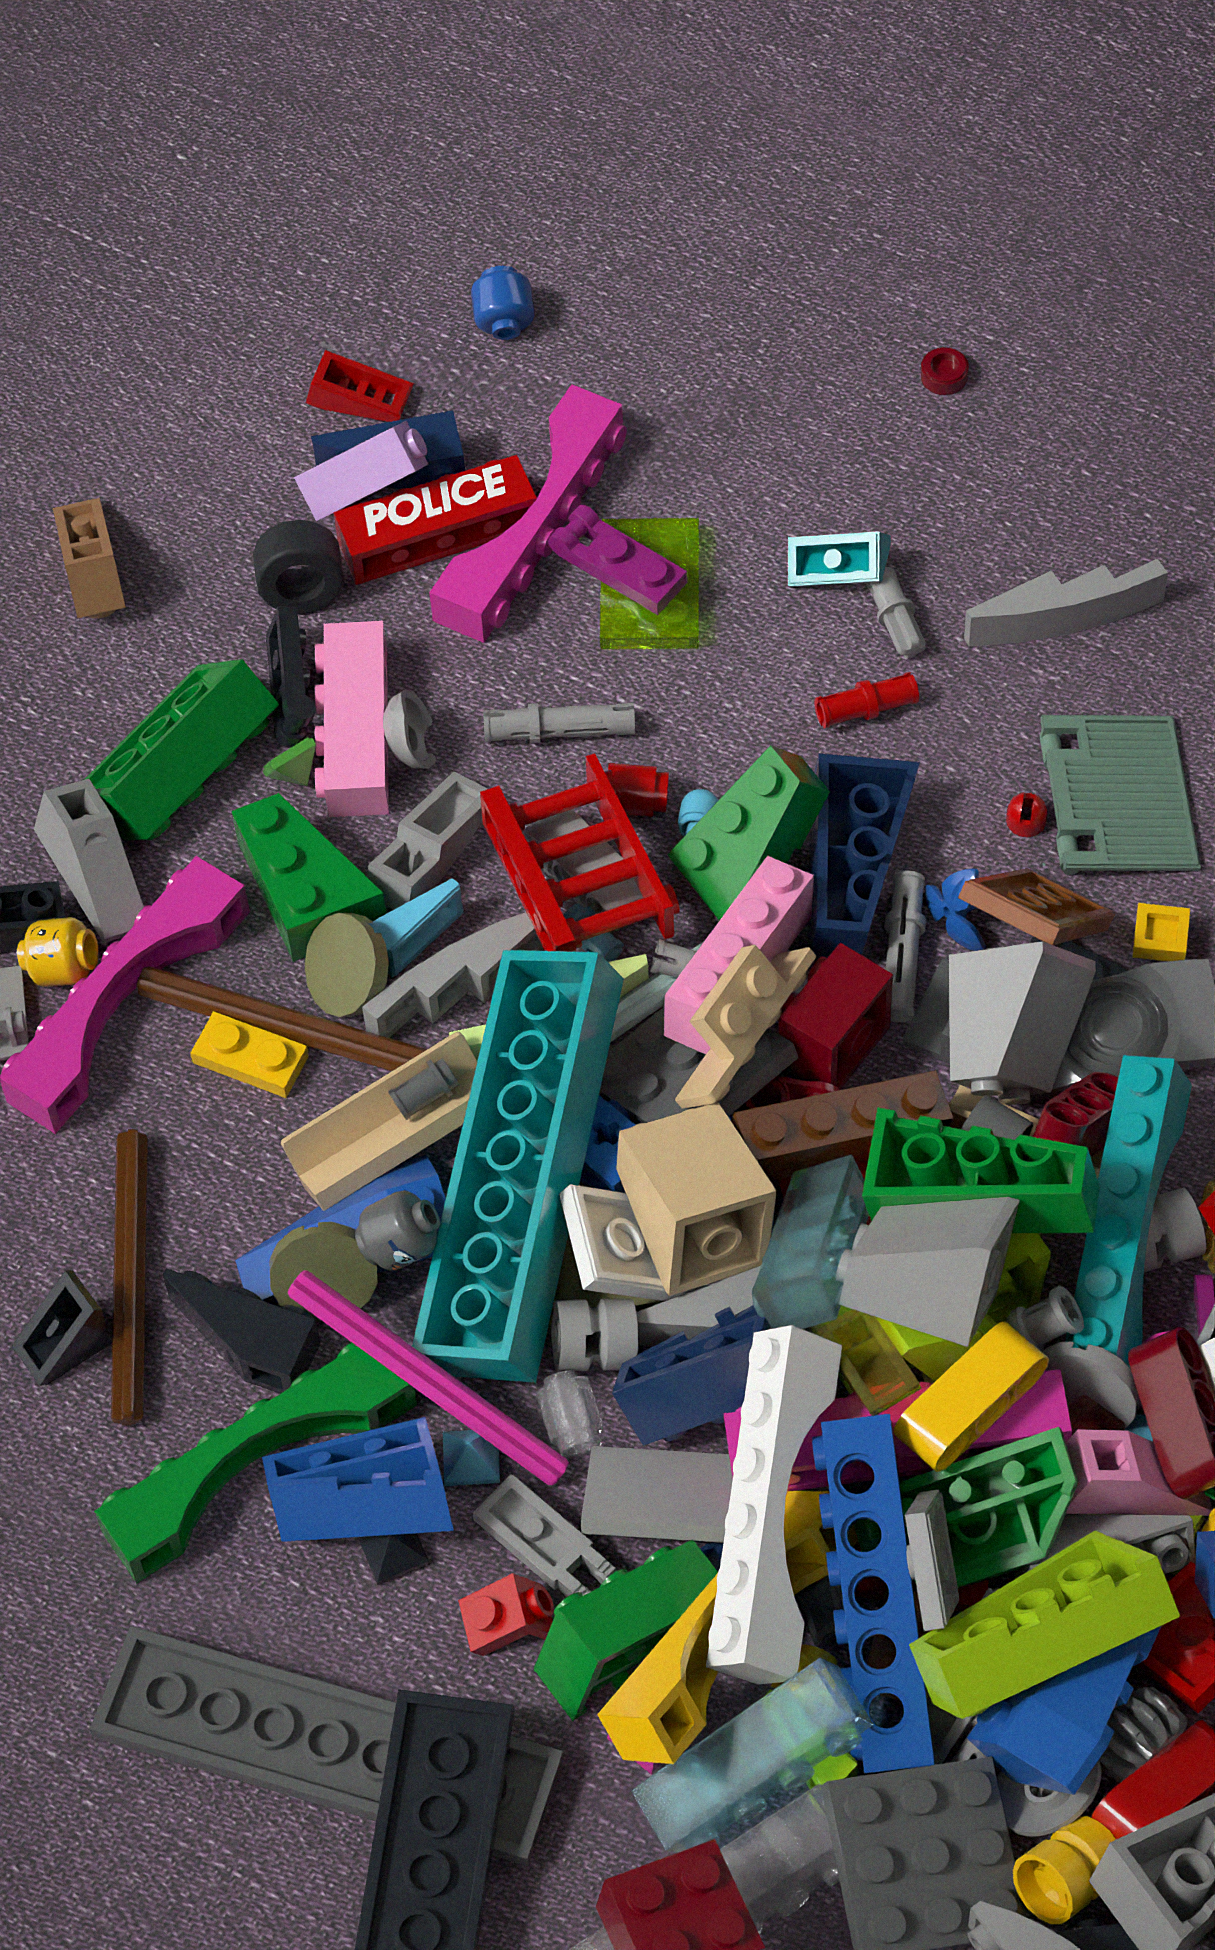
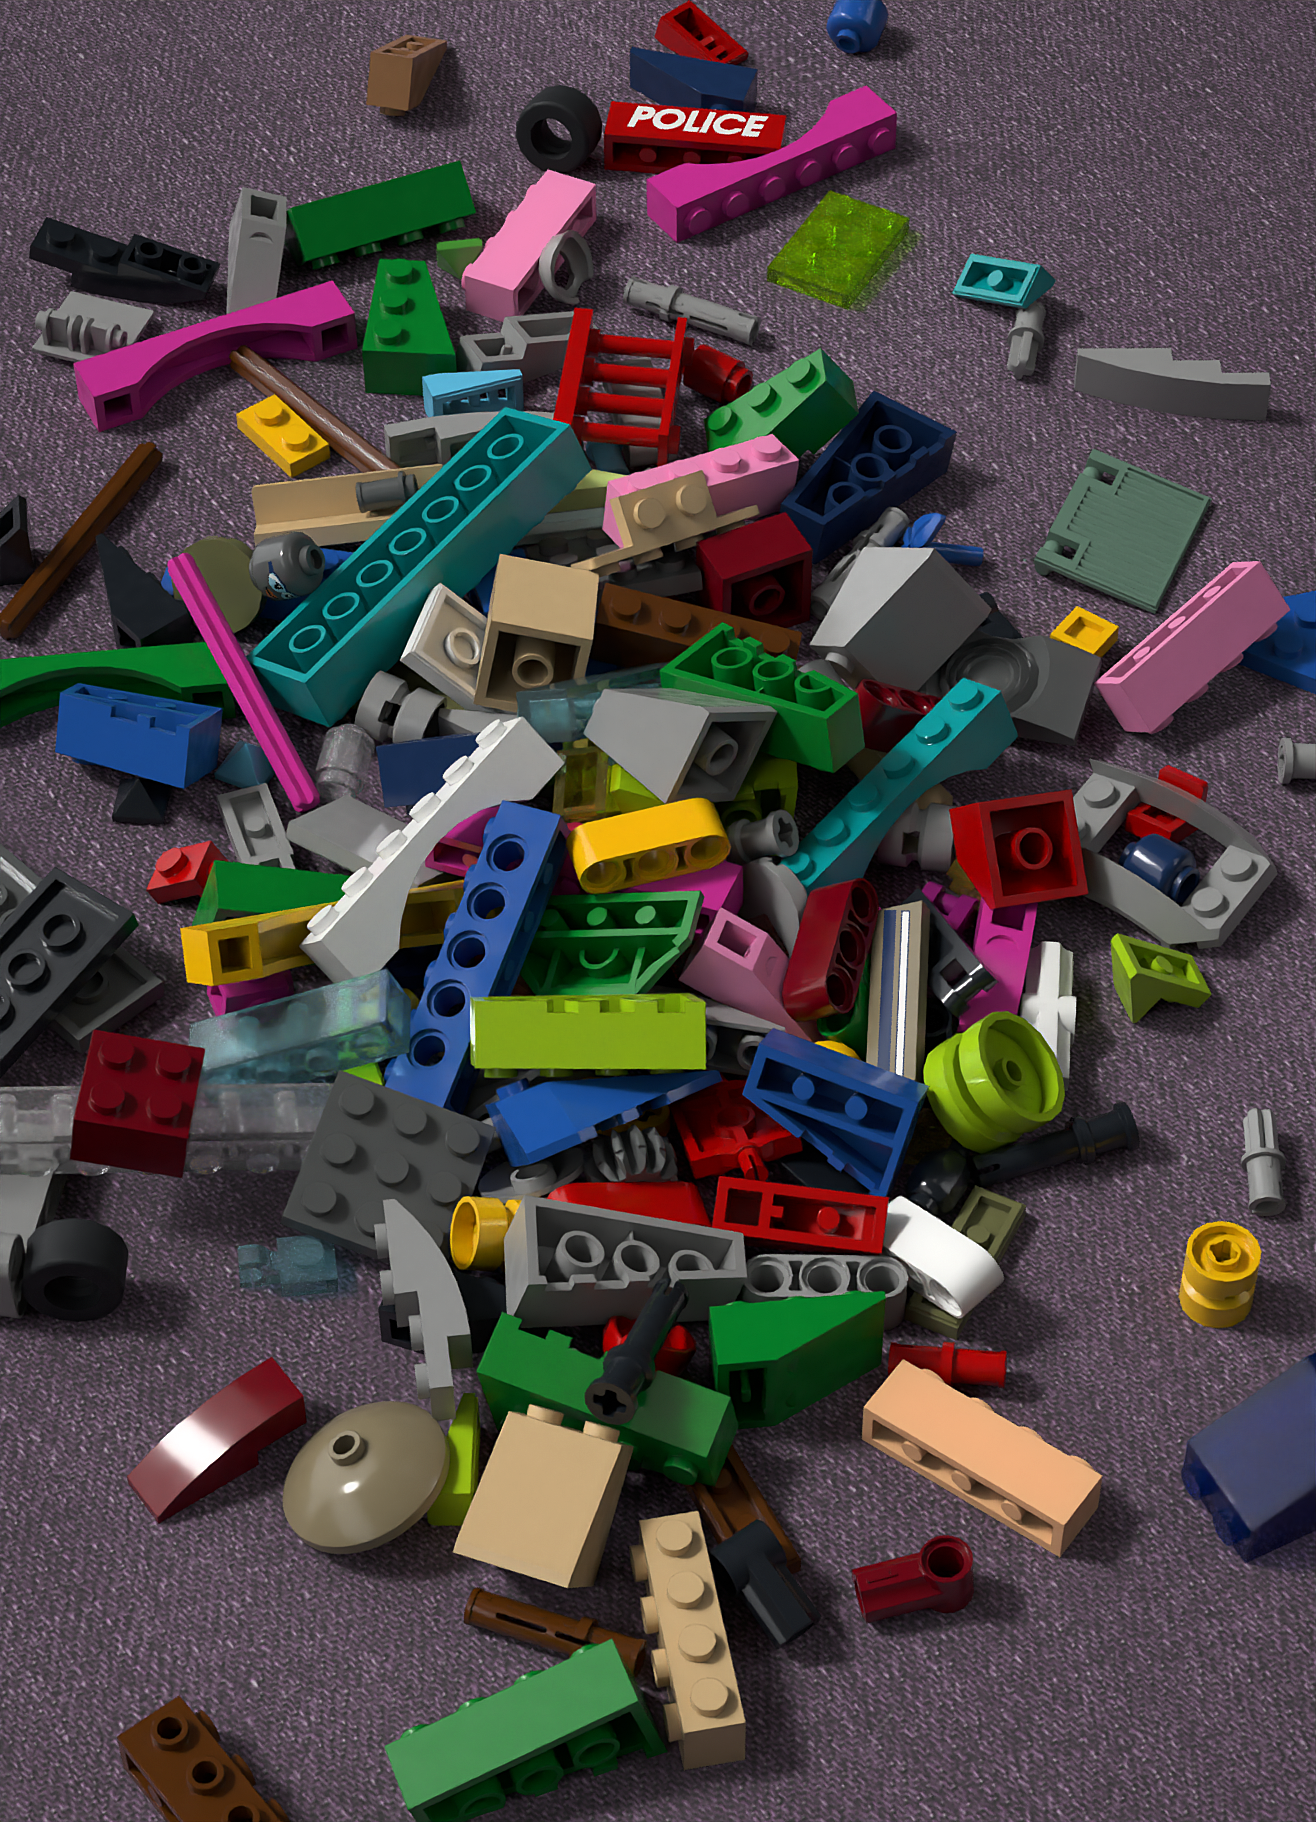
camera: 25 degrees right, 10 degrees down
(58, 952) = (183, 303): yellow head -> none
(288, 678) = (499, 198): black plate -> none
(345, 964) = (395, 394): olive tile -> none
(362, 470) = (655, 77): lavender brick -> none
(618, 560) = (816, 215): magenta plate -> none
(866, 700) = (955, 388): red pin -> none
(931, 1559) = (531, 941): light grey plate -> none
(944, 371) = (1193, 196): dark red tile -> none
(1024, 827) = (1039, 521): red hinge -> none
(1037, 905) = (974, 555): dark orange tile -> none

